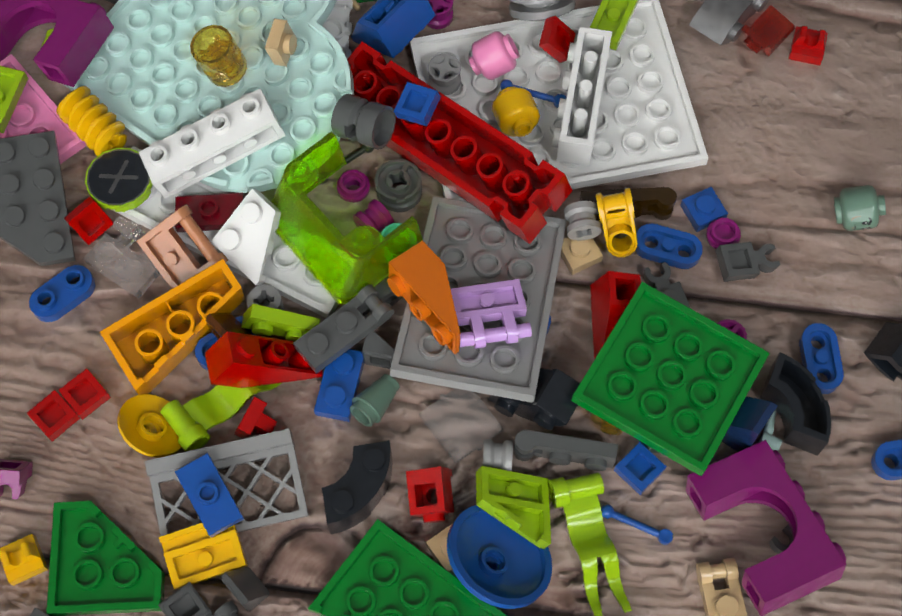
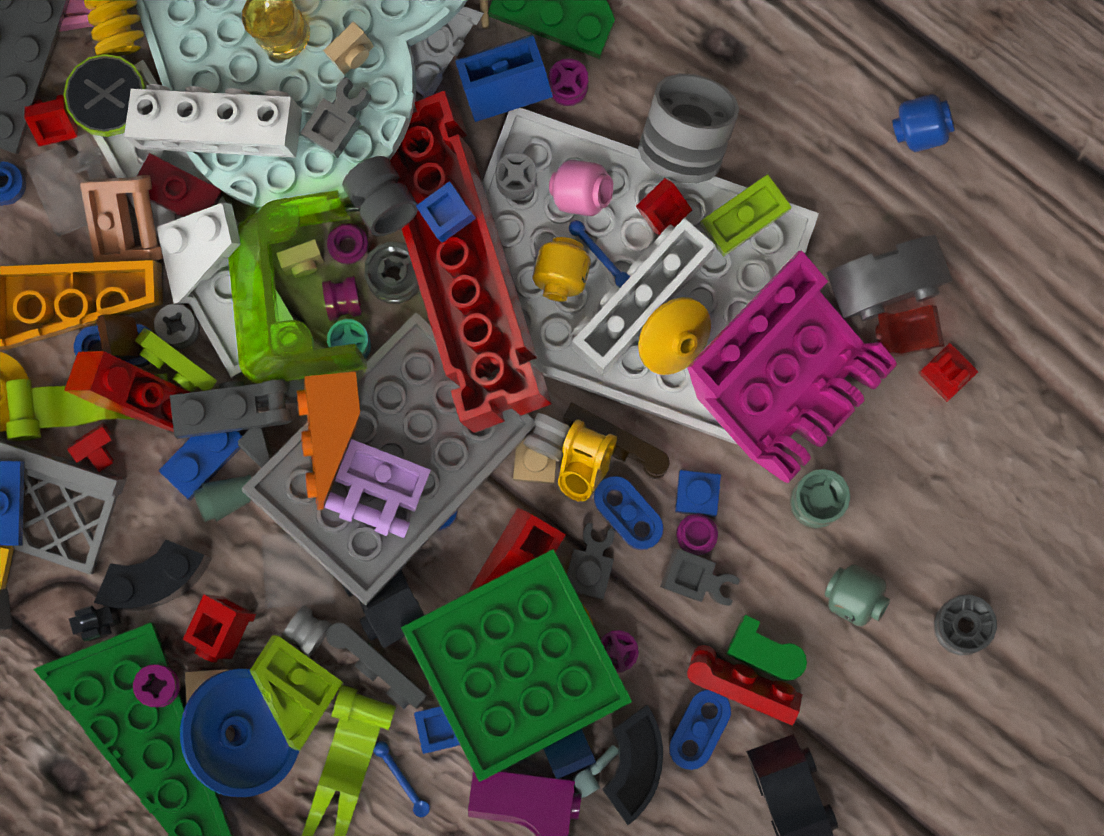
camera: 30 degrees right, 15 degrees up
(302, 92) = (334, 123): none -> dark grey plate
(331, 205) = (300, 259): none -> tan plate
(334, 544) = (93, 622): none -> black plate
(417, 564) = (165, 685): none -> magenta wheel
(622, 107) = (674, 335): none -> yellow dish
(712, 94) = (785, 370): none -> dark pink slope
(789, 160) = (820, 498): none -> sand green wheel
(827, 281) = (777, 660): none -> green leg
(827, 308) = (744, 685): none -> red plate

